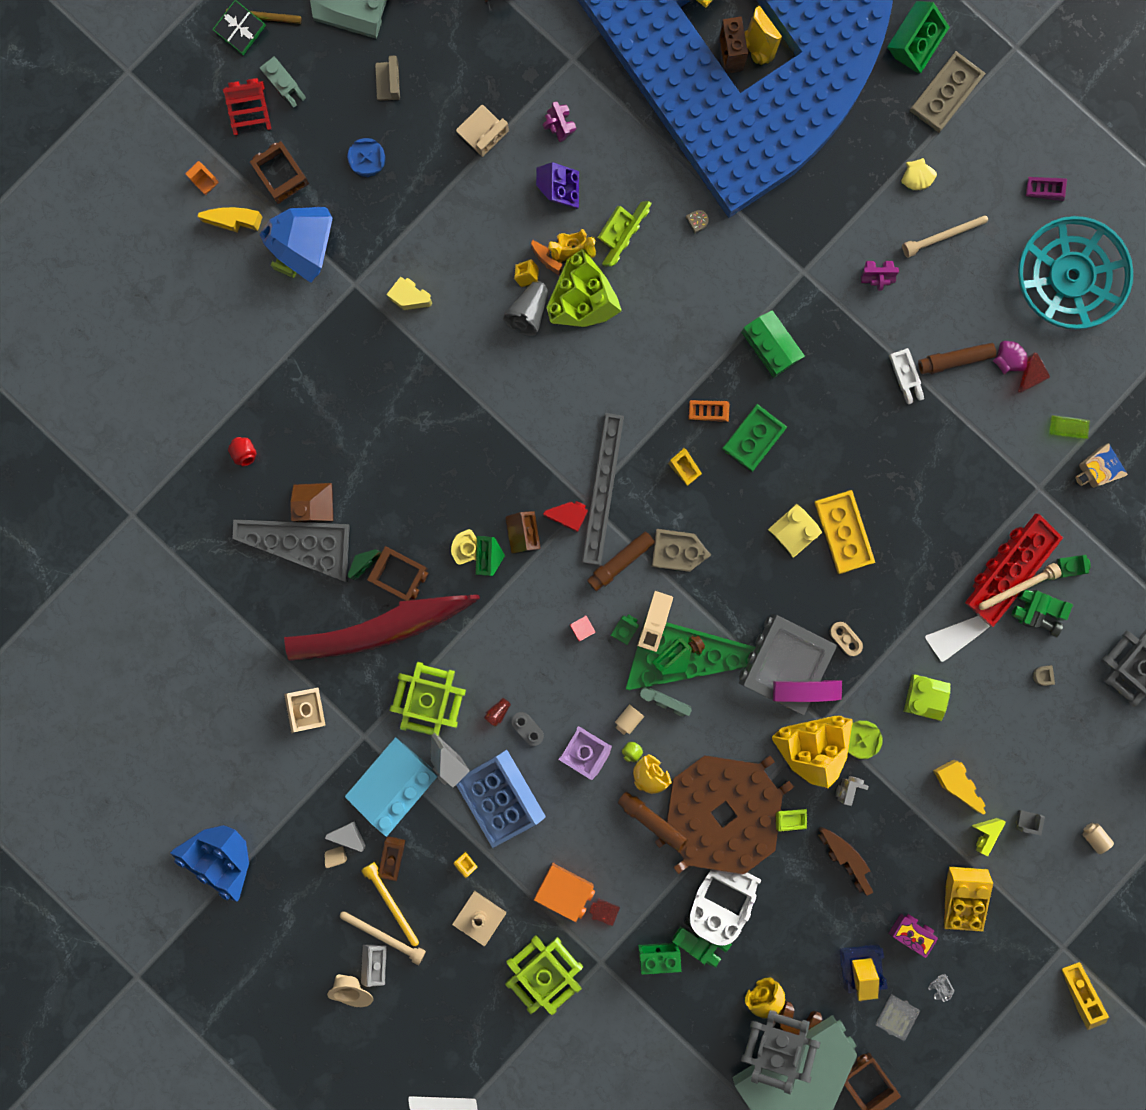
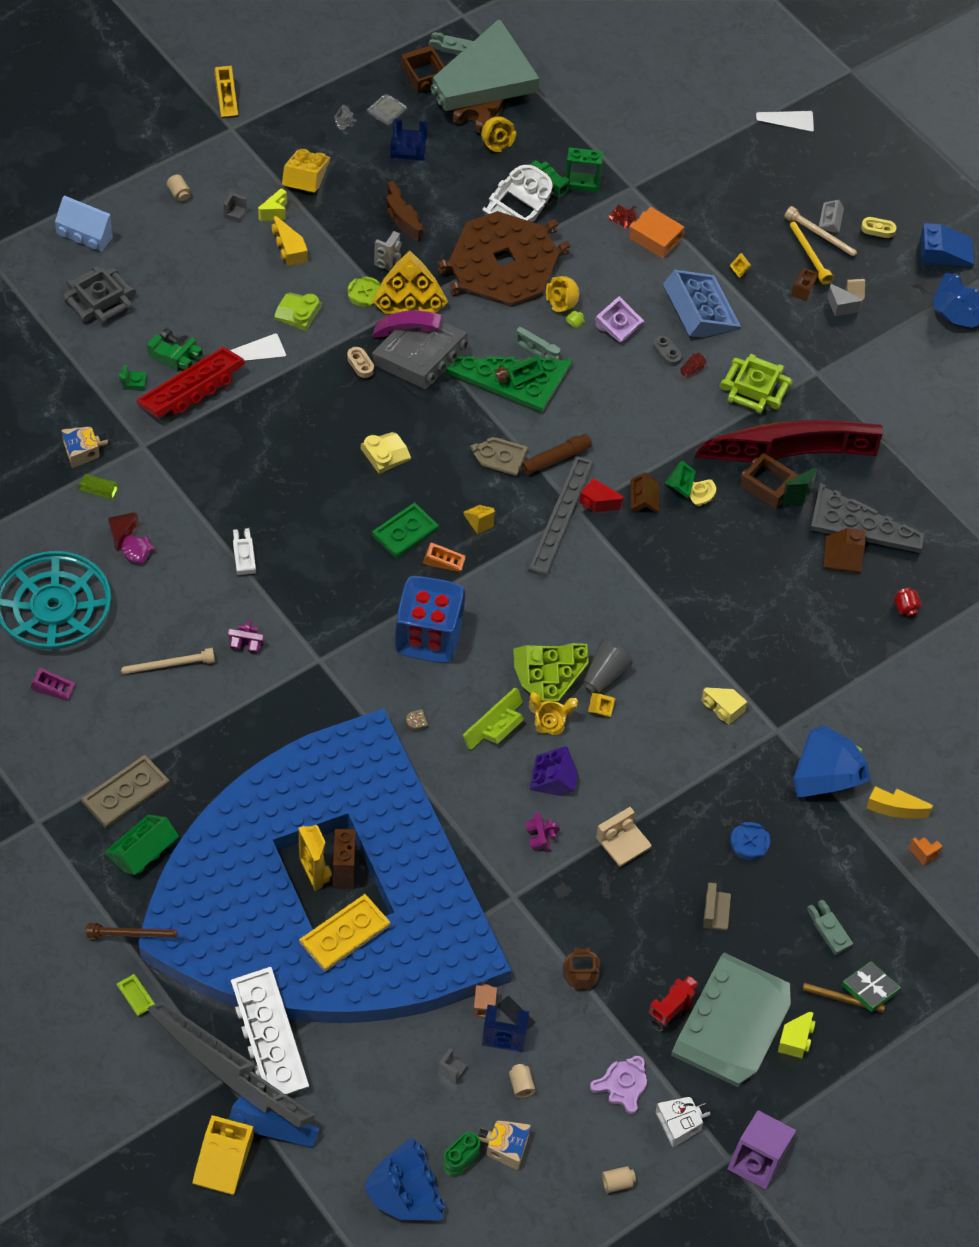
camera: 170 degrees left, 30 degrees down
(240, 945) = (945, 246): none -> blue slope
(246, 92) = (871, 911): red plate -> none
(289, 187) = (836, 821): reddish brown window -> none
(304, 710) = (871, 395): tan slope -> none
(319, 957) = (878, 227): none -> light yellow plate
(348, 991) = (856, 203): tan piece -> none
(391, 786) = (797, 328): medium azure slope -> none
(446, 762) = (744, 329): light grey slope -> none
(479, 918) = (733, 230): tan tile -> none
(542, 254) = (582, 715): orange slope -> none
(543, 975) = (686, 181): lime brick -> none
(582, 628) = (603, 412): slope -> none
(625, 629) = (562, 405): green bracket -> none
(628, 720) = (573, 338): tan brick -> none
(637, 809) = (580, 274): reddish brown piece -> none
(655, 621) = (537, 393): tan slope -> none
(709, 314) = (429, 619): none -> blue piece
(772, 343) = (368, 599): green slope -> none
(780, 1052) = (497, 85): dark grey brick -> none
(791, 820) = (445, 243): lime tile -> none
(844, 532) = (338, 443): yellow tile -> none
(865, 979) = (410, 130): yellow slope -> none
(913, 935) = (359, 153): brick -> none
(918, 175) = (179, 718): light yellow animal -> none
(939, 362) = (211, 555): reddish brown piece -> none
(1044, 675) = (187, 307): dark tan tile -> none
(1050, 572) = (157, 376): tan piece -> none

